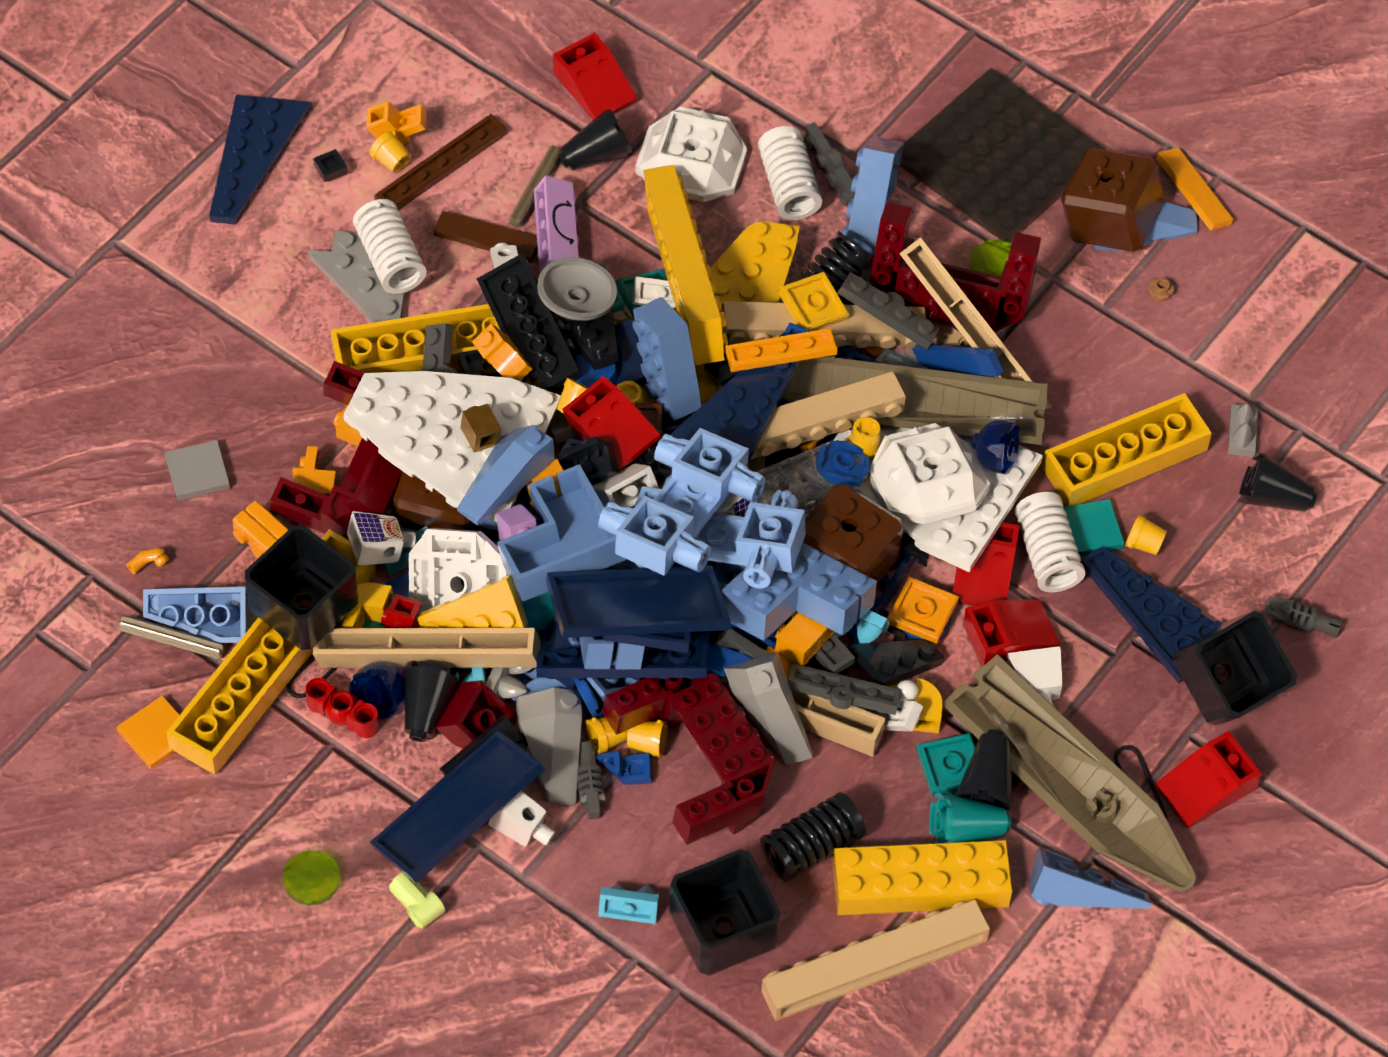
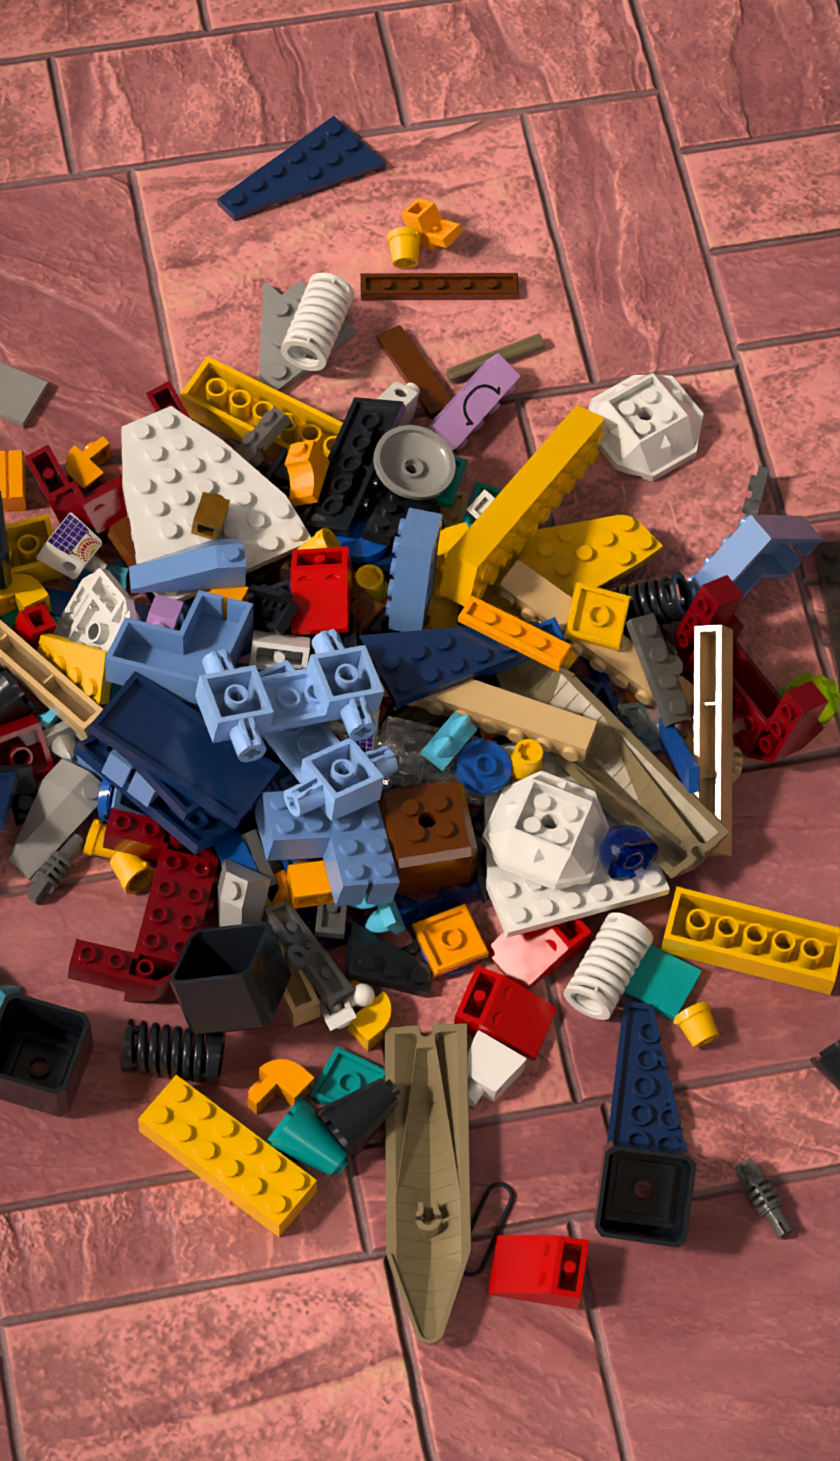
camera: 40 degrees right, 5 degrees up
(330, 165) = (349, 225): black plate -> none
(593, 76) = (626, 301): red slope -> none
(596, 143) = (574, 357): black cone -> none
(628, 769) = (96, 883): blue slope -> none
(789, 173) = (706, 496): white piece -> none
(804, 460) = (449, 740): none -> medium azure tile
(817, 743) = (230, 978): none -> black plate
(874, 959) = (126, 1190): tan brick -> none
(907, 795) = (279, 1078): none -> light orange brick
(1063, 884) = (340, 1258): medium blue wedge -> none

